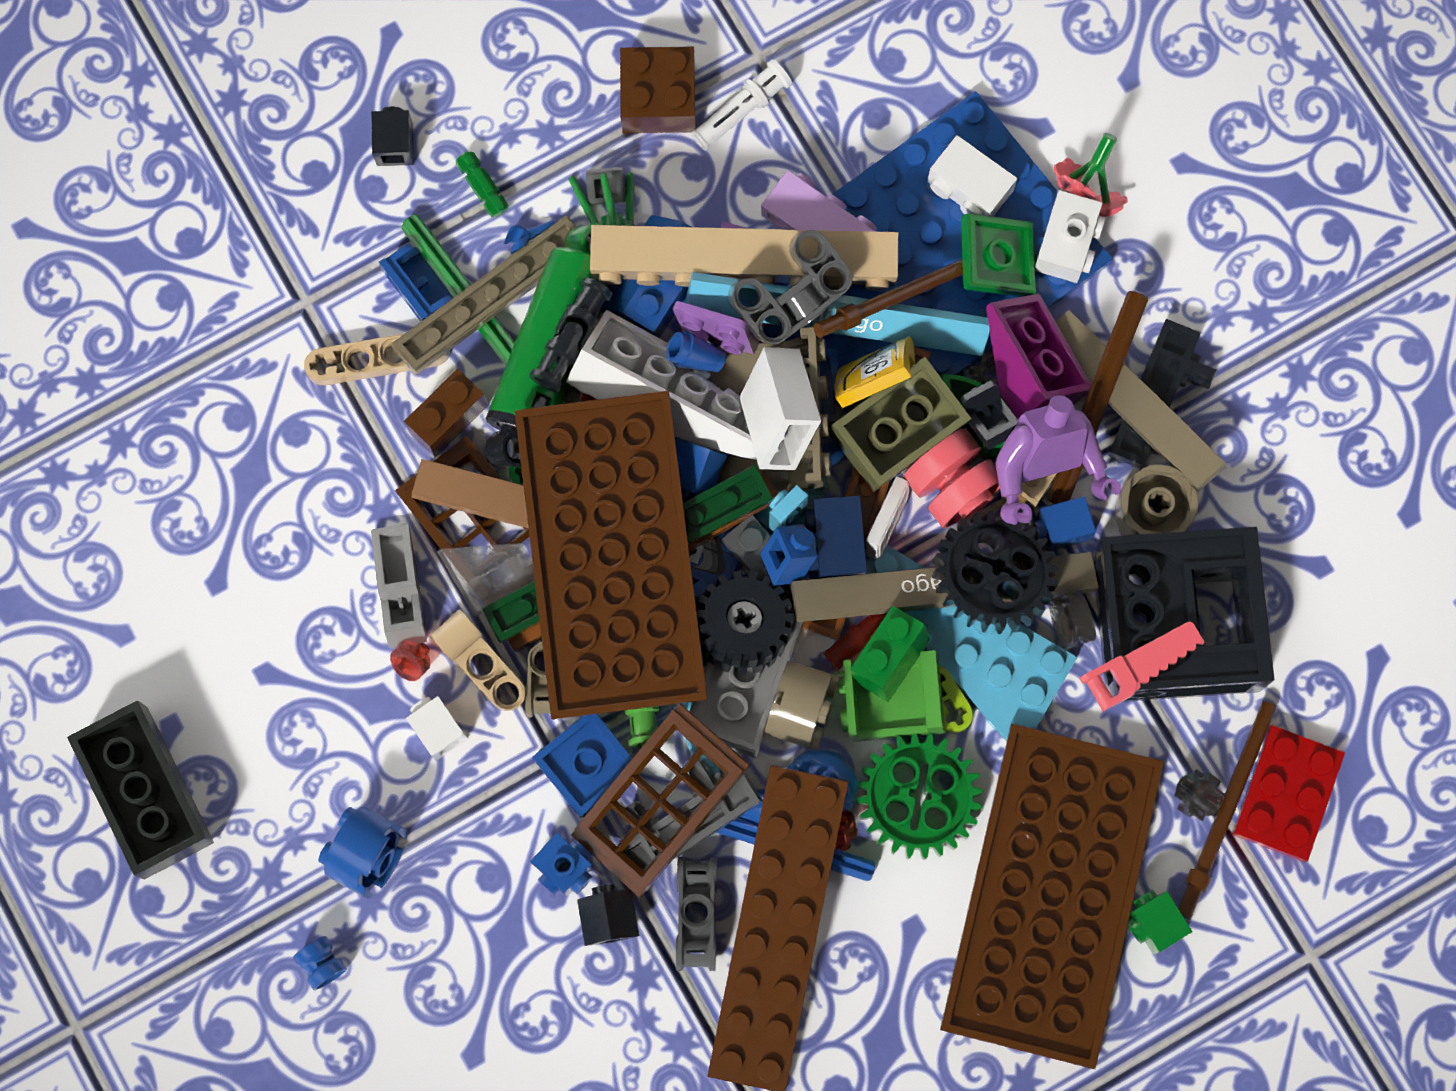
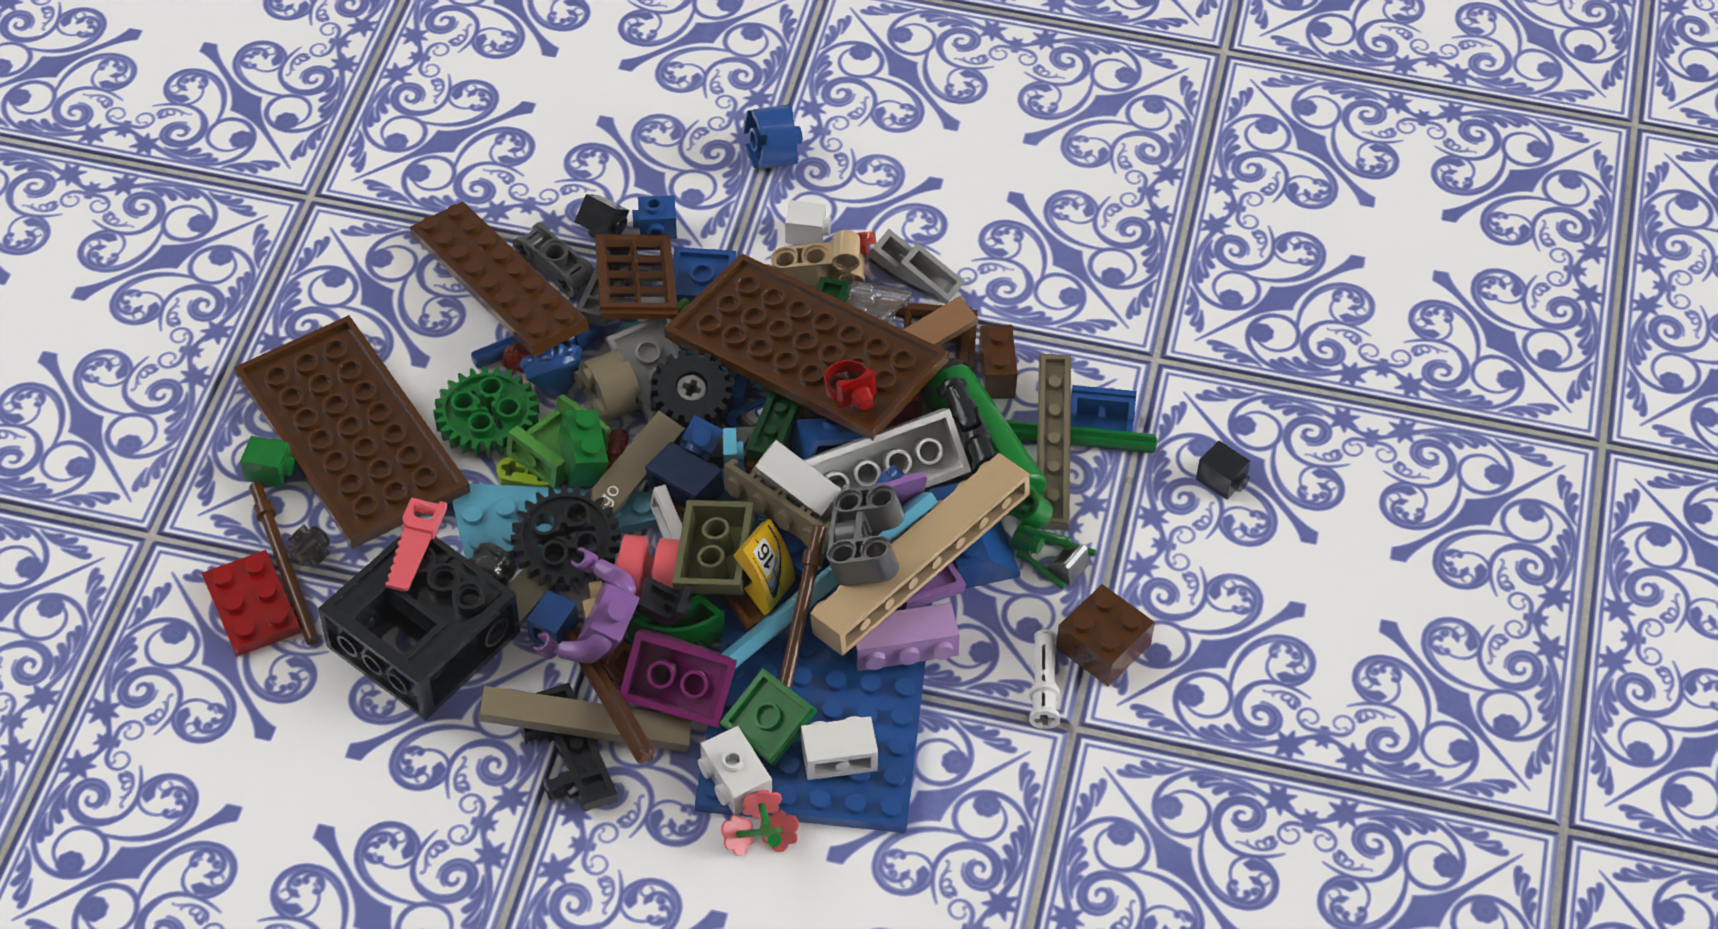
camera: 130 degrees right, 25 degrees down
(140, 790) = (923, 73): pearl dark grey brick -> none
(319, 963) = (734, 86): blue wheel -> none
(377, 365) = (1085, 339): tan beam -> none
(482, 184) = (1140, 497): green axle -> none
(522, 235) = (1076, 496): blue hand -> none
(648, 420) = (855, 391): none -> red piece
(1158, 484) = (502, 663): dark tan brick -> none

